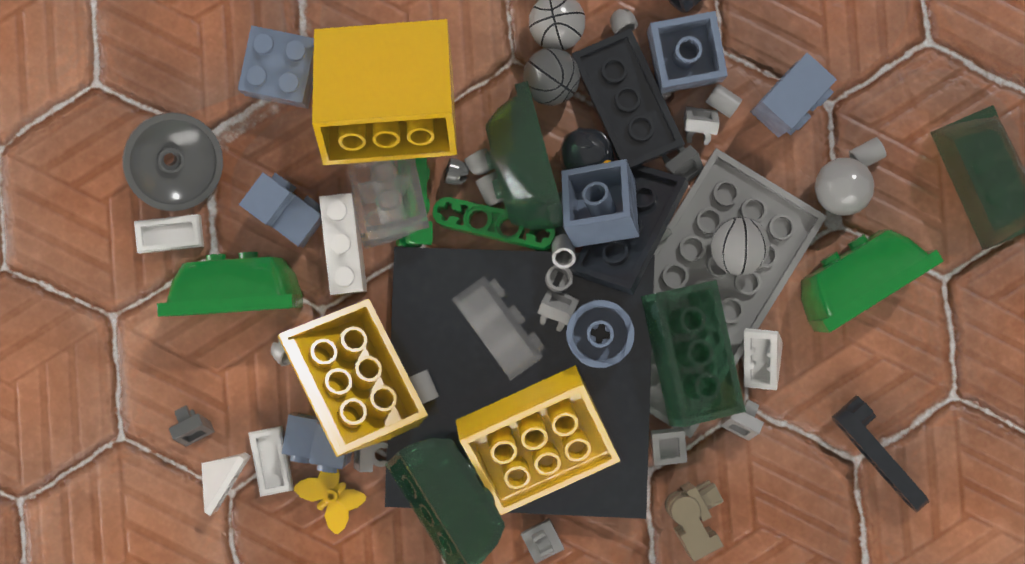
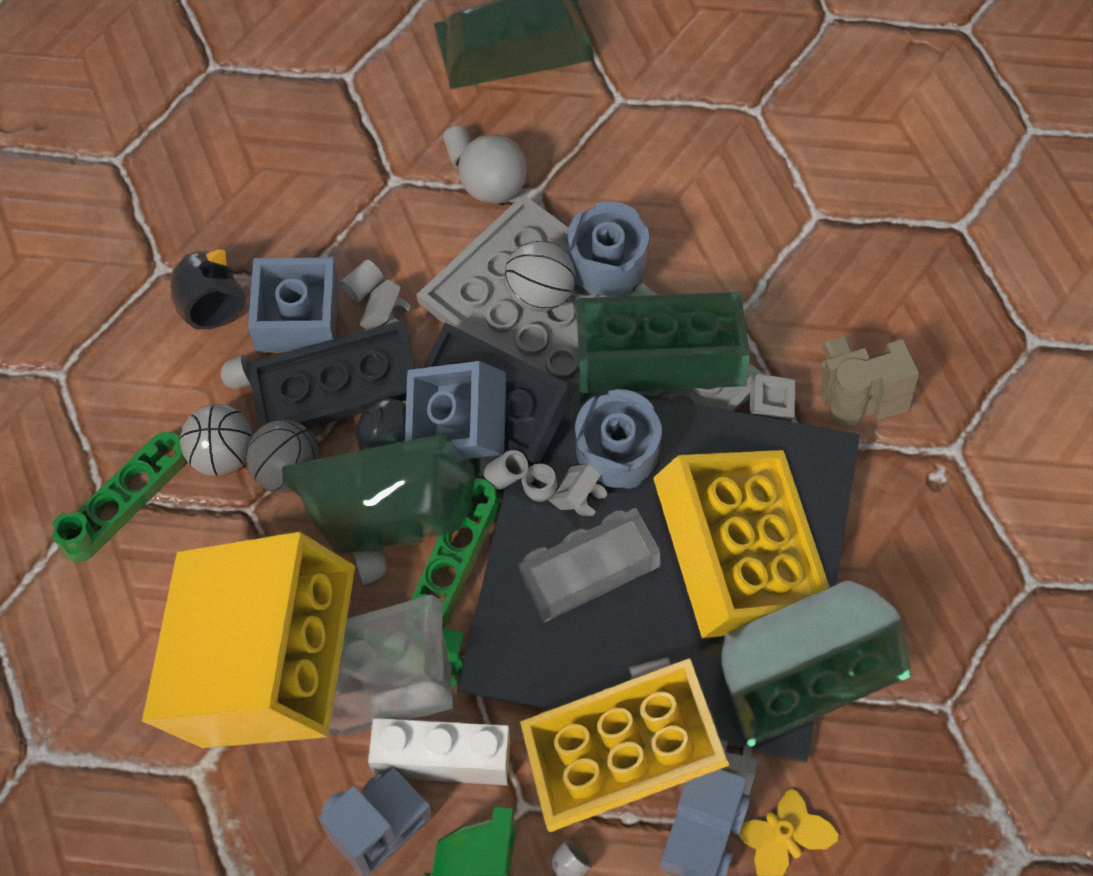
camera: 80 degrees left, 25 degrees down
(278, 67) = (179, 795): sand blue brick -> none
(456, 172) = (374, 596): dark grey hinge -> none
(487, 191) = (408, 558): light grey hinge -> none
(542, 541) = (877, 569): light grey tile -> none
(685, 164) = (426, 328): dark grey tile -> none
(744, 423) = (759, 316): light grey tile -> none
(762, 358) = (669, 277): white slope -> none
(789, 283) = (608, 248): none -> sand blue brick
(797, 92) = (375, 200): sand blue brick -> none
(853, 421) = (777, 206): black beam -> none
(862, 277) = (600, 157): green windscreen -> none

